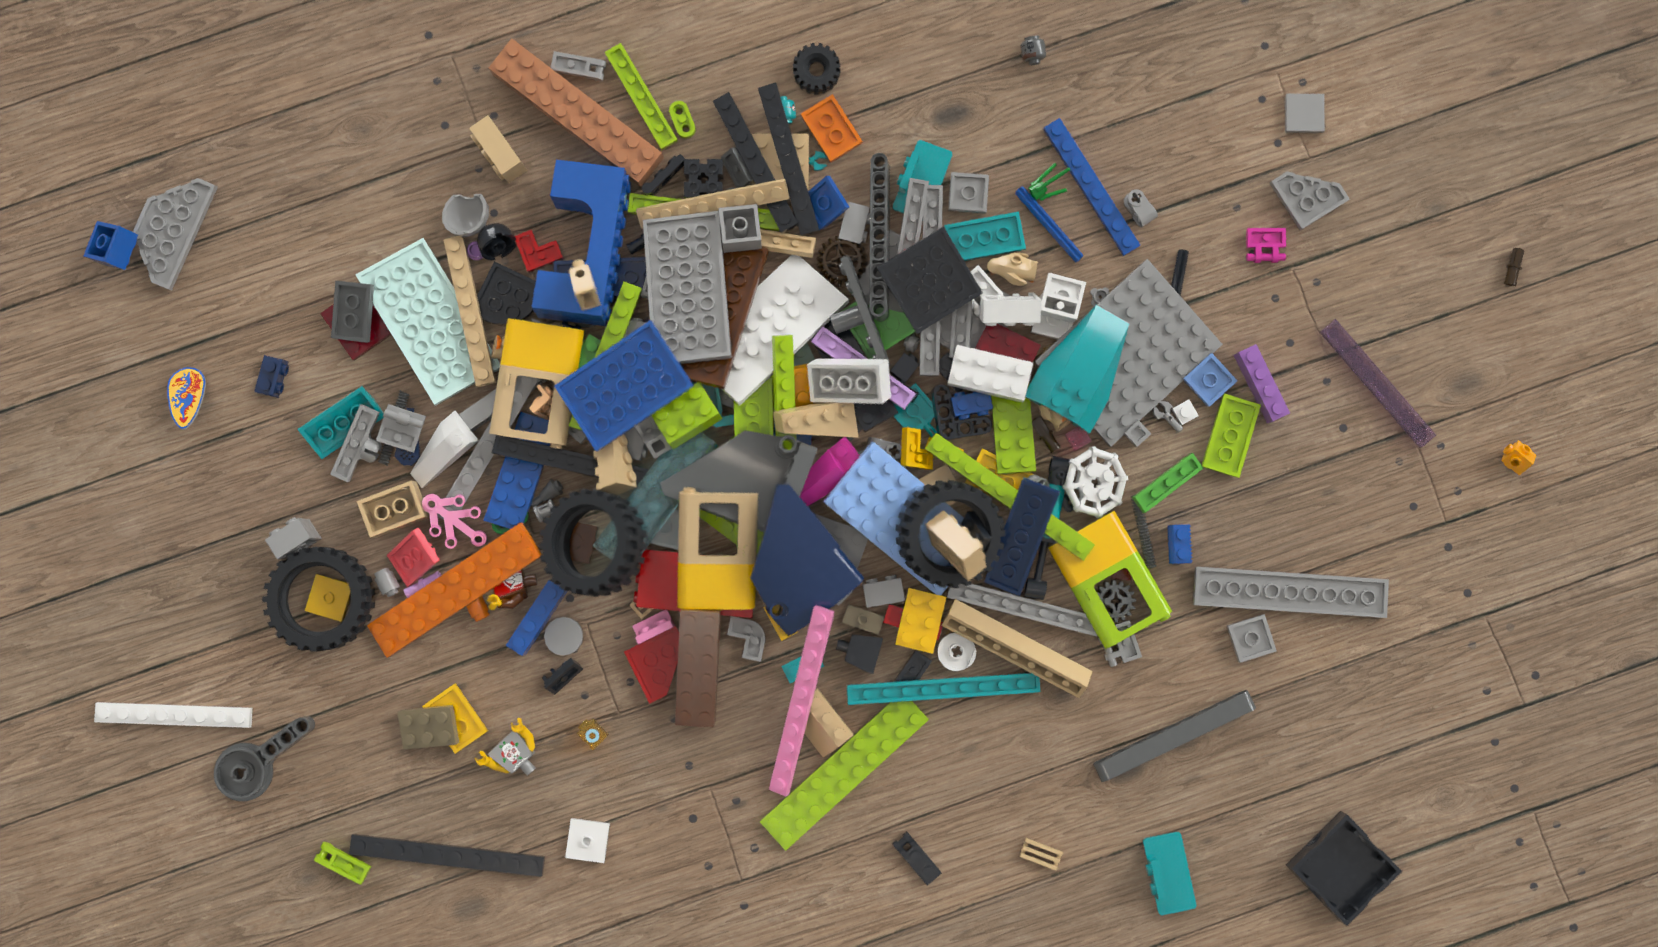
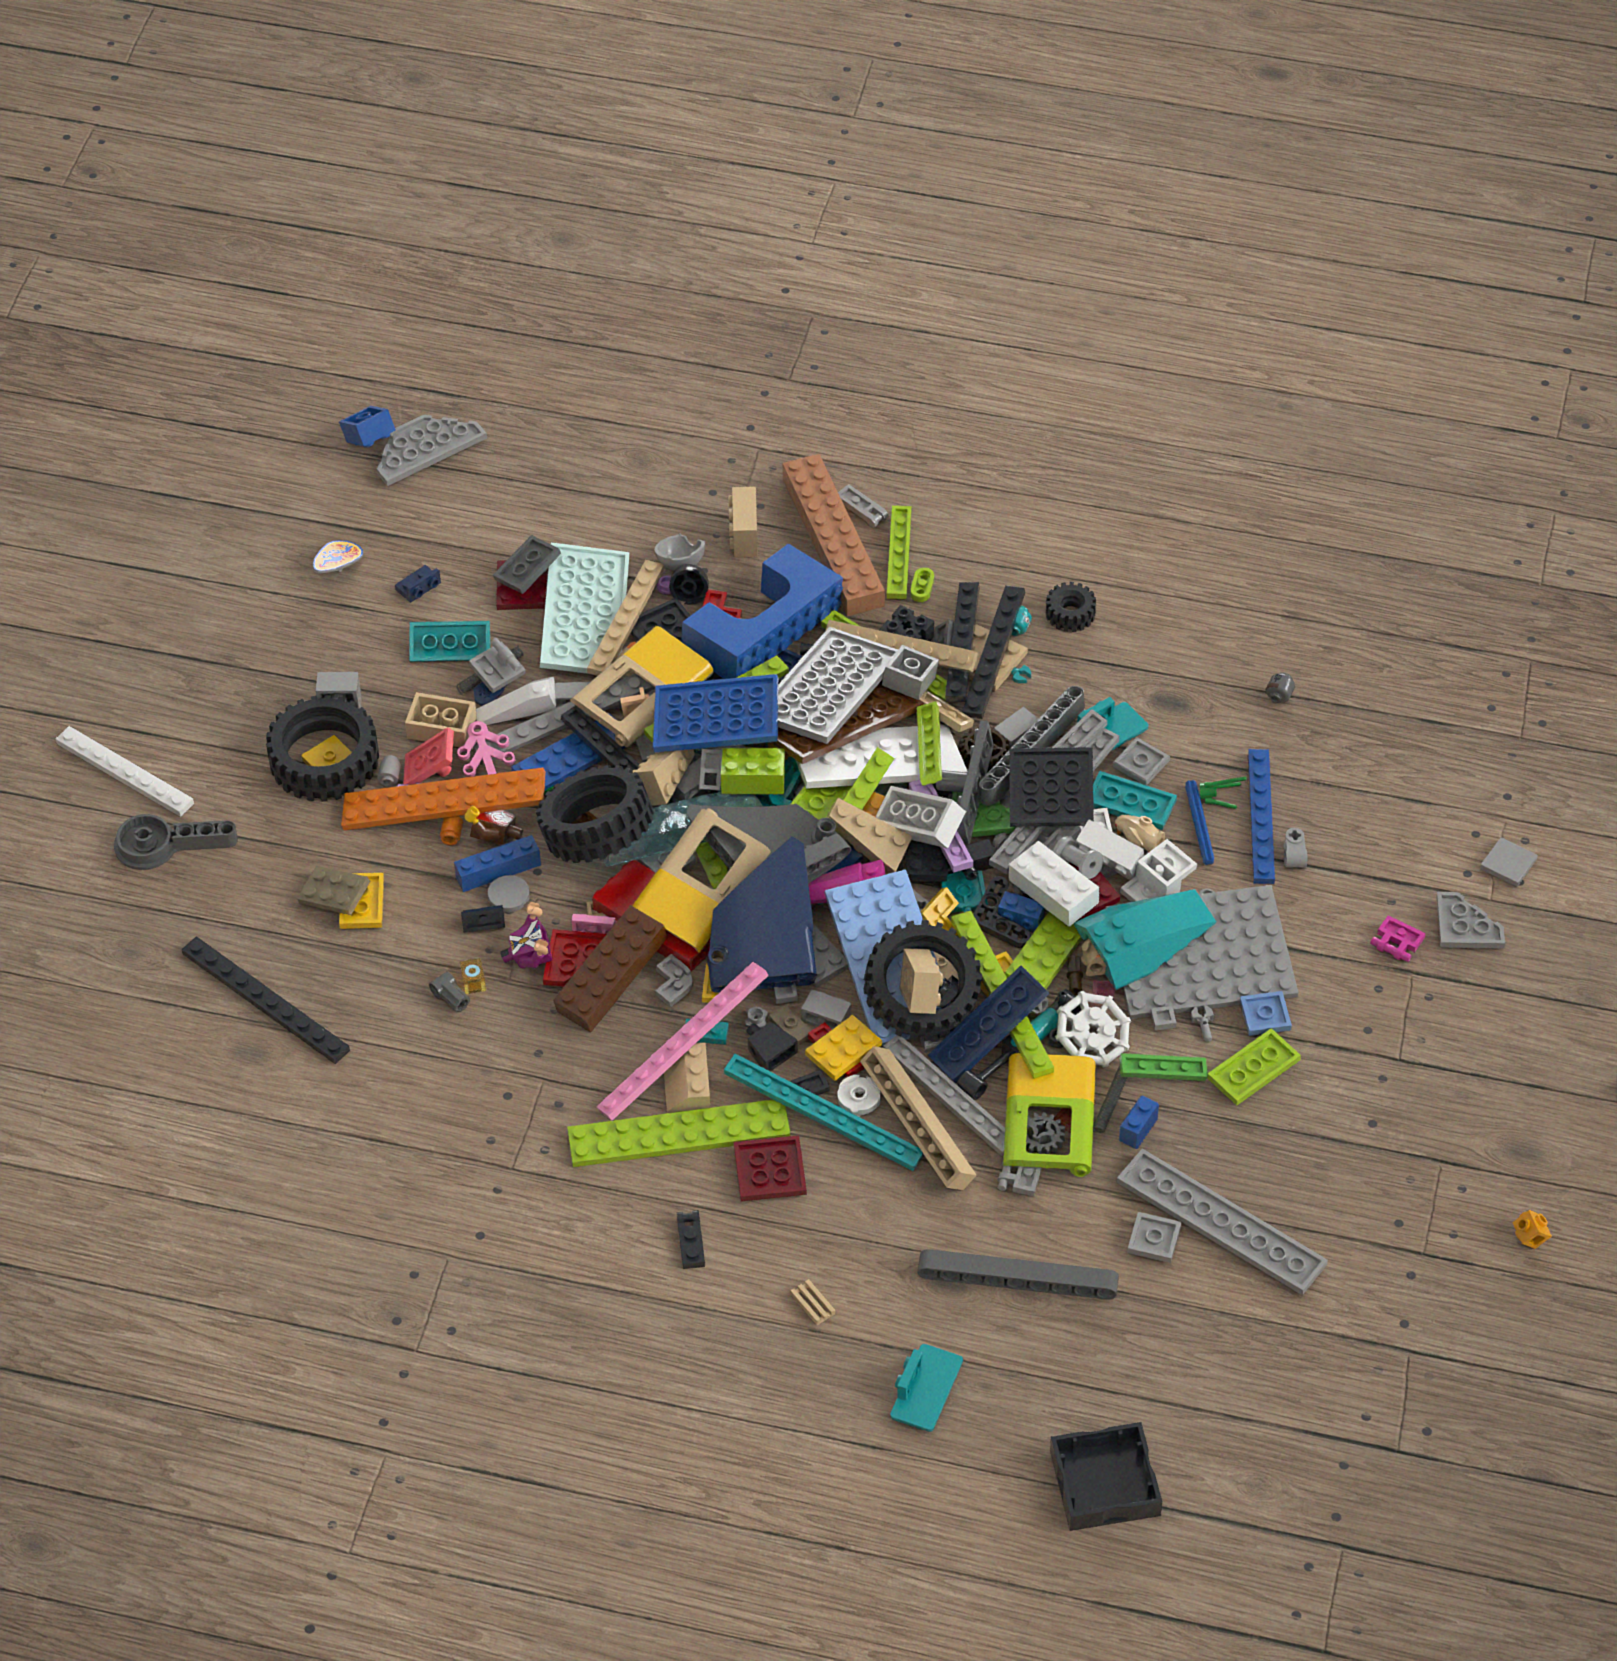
camera: 35 degrees right, 35 degrees down
(343, 863) = (170, 953): lime plate -> none
(357, 444) = (450, 661): light grey plate -> none
(511, 752) = (390, 949): torso -> none
(579, 757) = (446, 988): none -> dark grey piece
(584, 285) = (739, 617): tan torso -> none
(587, 840) = (398, 1057): white plate -> none
(617, 680) = (530, 942): none -> torso
(662, 177) = (872, 614): black plate -> none
(804, 295) = (929, 743): none -> lime plate
(827, 202) = (1004, 699): blue plate -> none
(831, 128) = (1051, 655): orange plate -> none
(837, 632) = (756, 1012): none -> light grey plate
(934, 760) = (770, 1168): none -> dark red plate
(989, 333) = (1088, 862): none -> light grey piece
(1179, 271) = (1299, 918): black axle -> none
(1184, 412) = (1223, 1028): white plate -> none
(1261, 383) = (1313, 1039): medium lavender brick -> none
(1377, 383) = (1431, 1101): clear purple plate -> none

